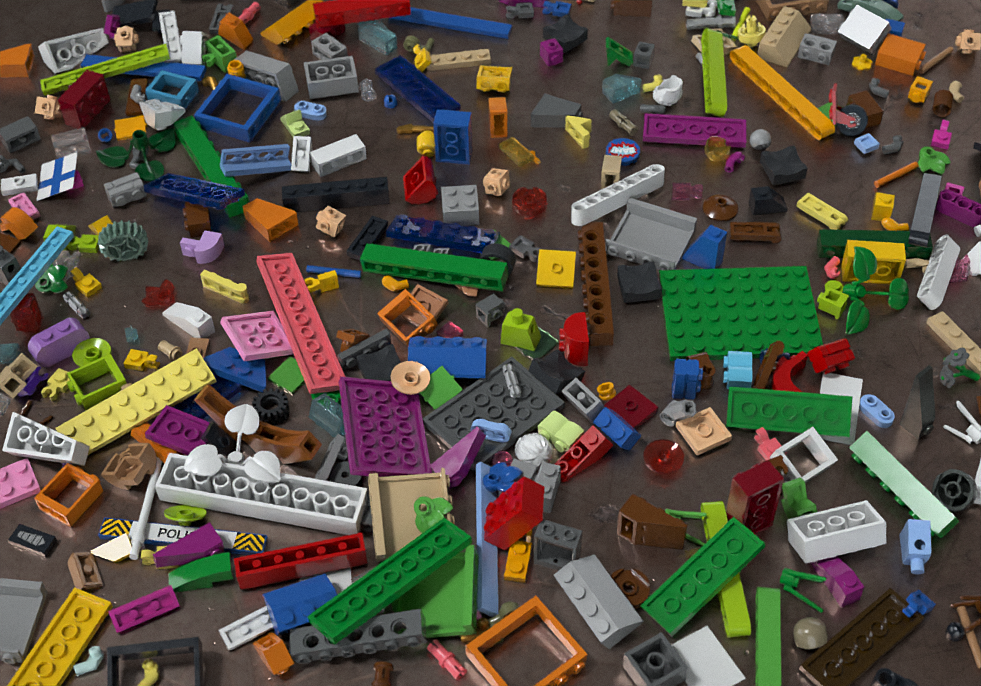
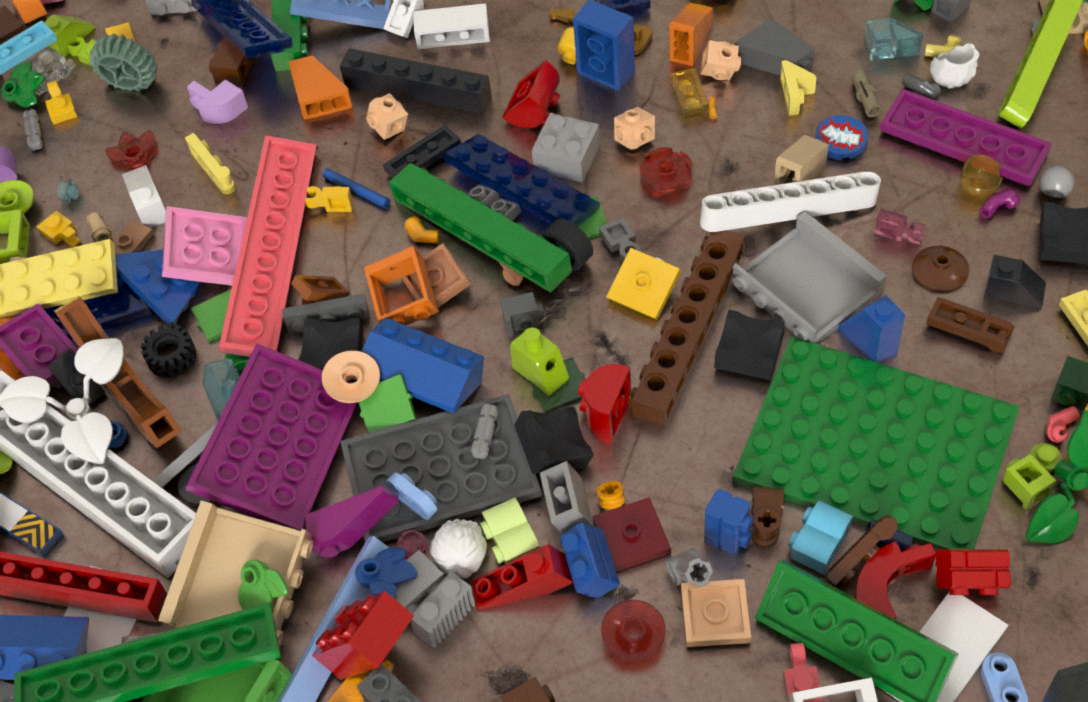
camera: 30 degrees right, 5 degrees up
(449, 330) = (452, 327): clear pink plate -> none
(526, 127) = (720, 60): none -> light nougat brick

